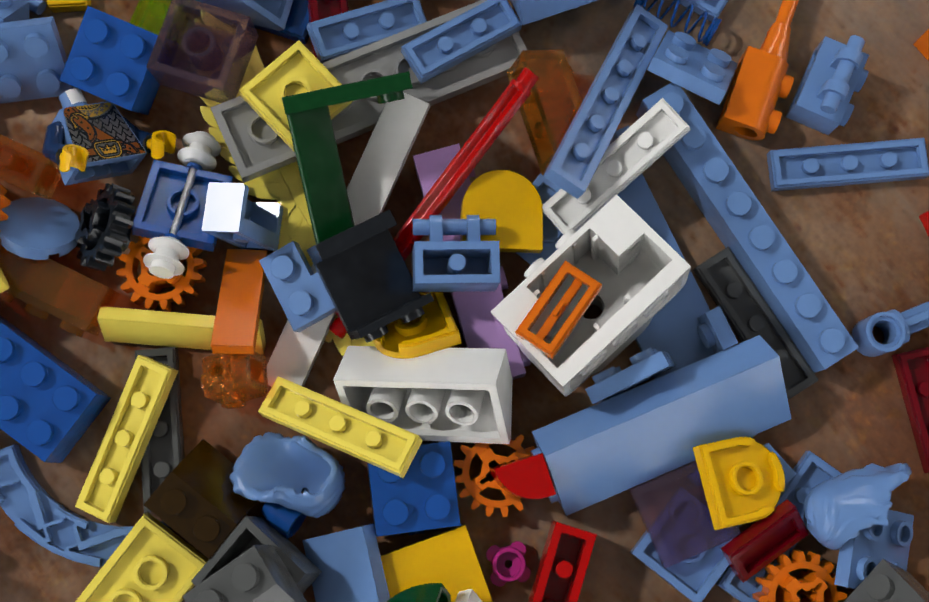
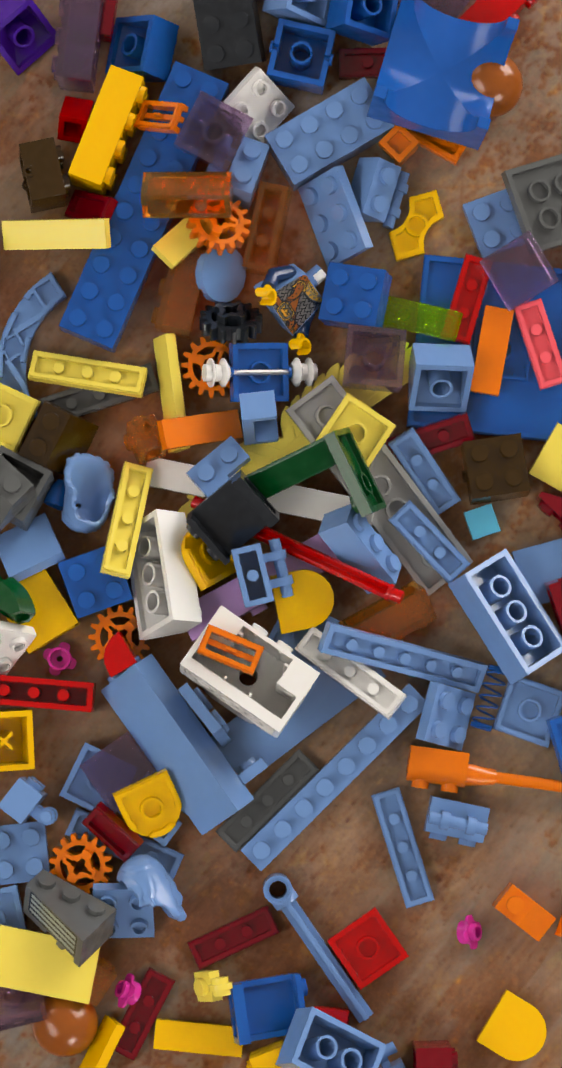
camera: 75 degrees right, 5 degrees up
(444, 122) = (358, 544): none -> medium blue brick

